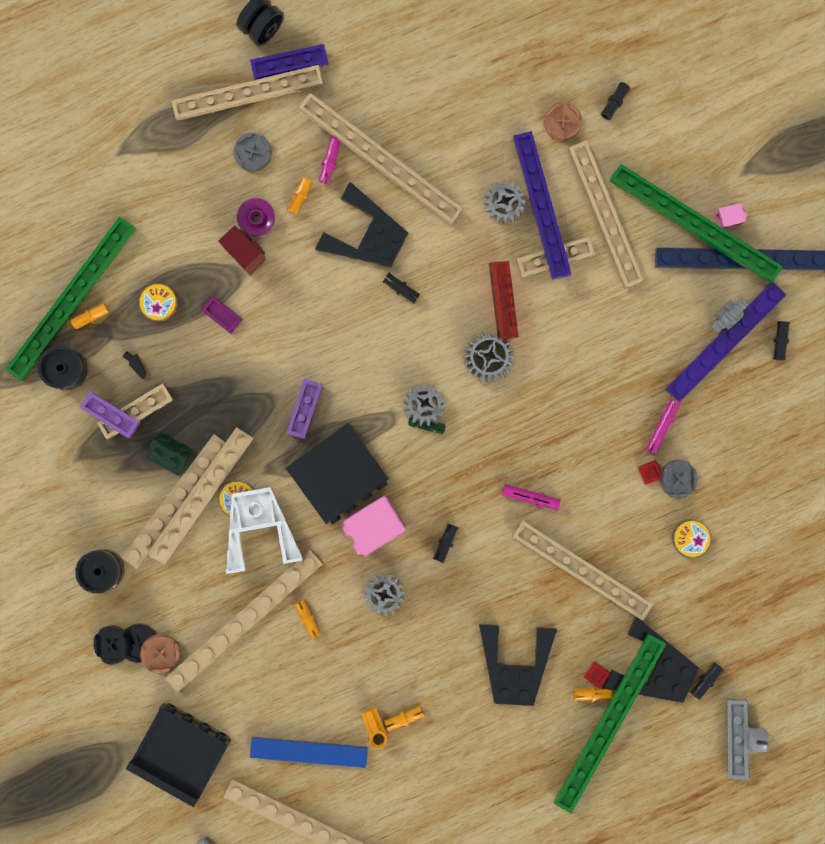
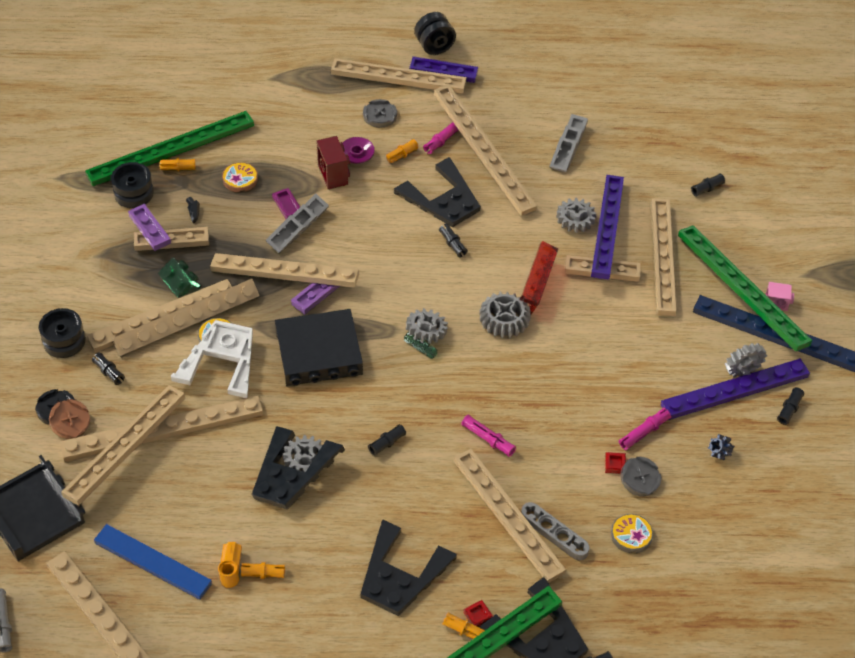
camera: 25 degrees right, 35 degrees down
(111, 644) = (32, 395): black tile -> none
(162, 584) = (108, 368): none -> black pin
(226, 664) = (123, 445): none -> tan plate
(245, 338) = (297, 223): none -> light grey slope
(262, 401) = (285, 270): none -> tan plate
(307, 619) = (221, 449): light orange pin -> none
(374, 526) = (327, 359): bright pink hose -> none
(375, 632) = (282, 484): none -> black wing
(459, 108) = (568, 143): none -> light grey slope
(562, 121) = (655, 184): nougat tile -> none
(626, 568) = (556, 529): none -> light grey beam
(737, 417) = (721, 447): none -> gear

